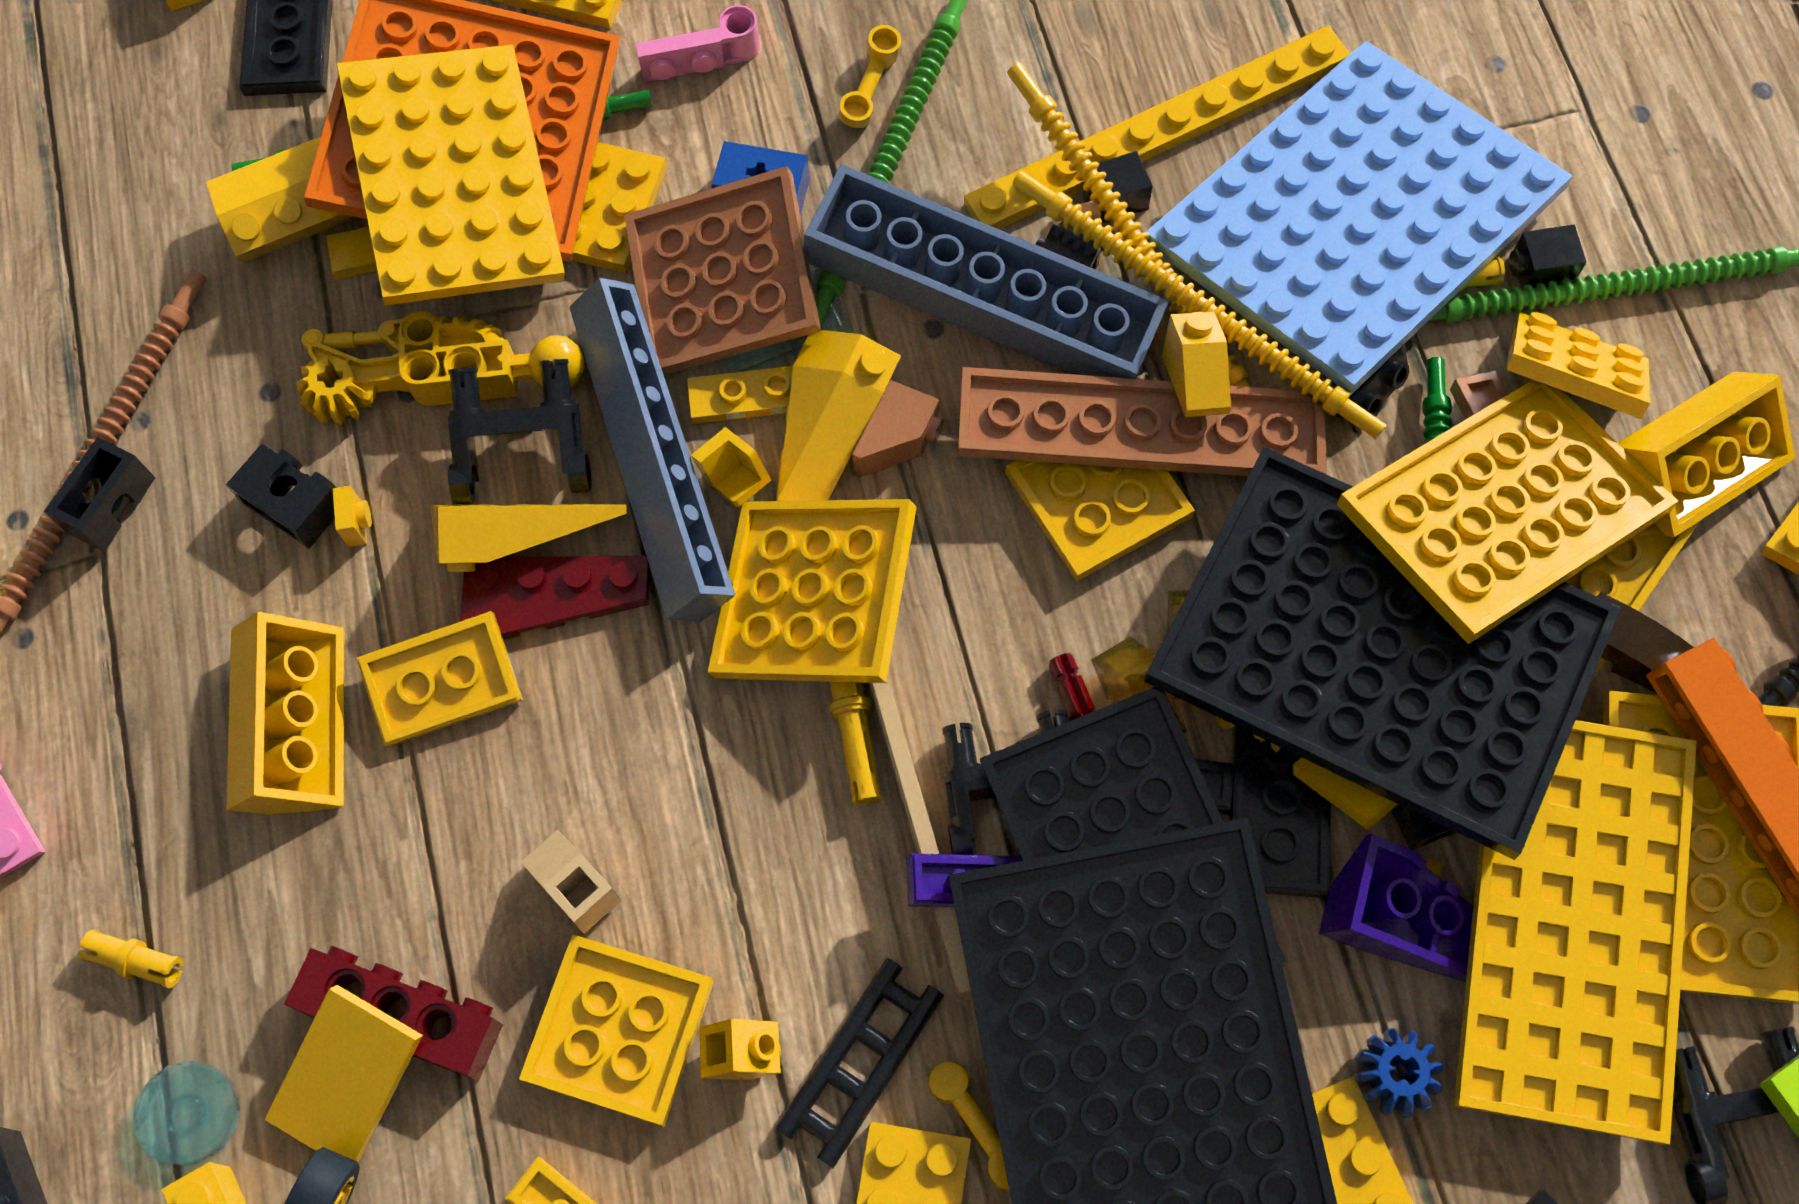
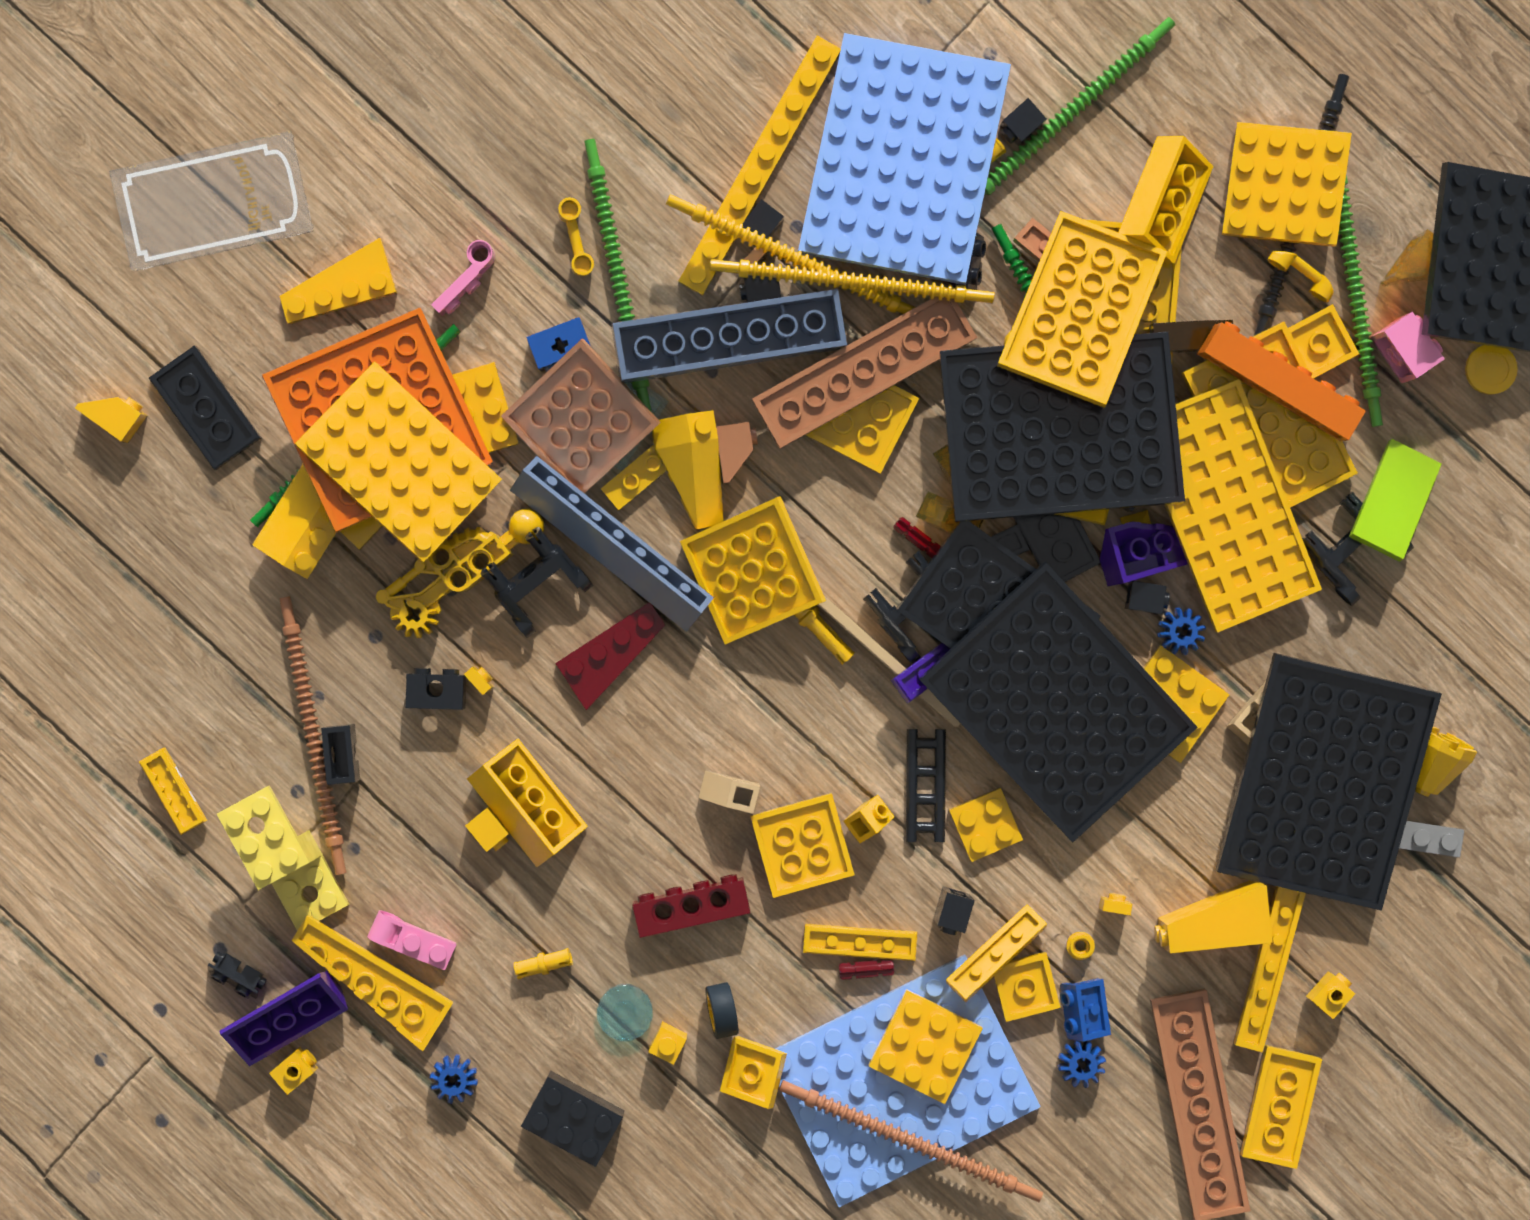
camera: 40 degrees left, 20 degrees up
(202, 717) = (488, 830): none -> yellow brick
(343, 1075) = (691, 950): yellow tile -> none
(439, 679) = (590, 734): yellow tile -> none
(491, 531) = (562, 645): yellow wedge -> none
(731, 467) = (662, 527): yellow panel -> none
(949, 1085) = (975, 769): yellow bar -> none
(1198, 363) = (877, 321): yellow slope -> none
(1372, 987) = (1146, 597): none -> black brick
(1580, 364) = (1075, 189): yellow plate -> none

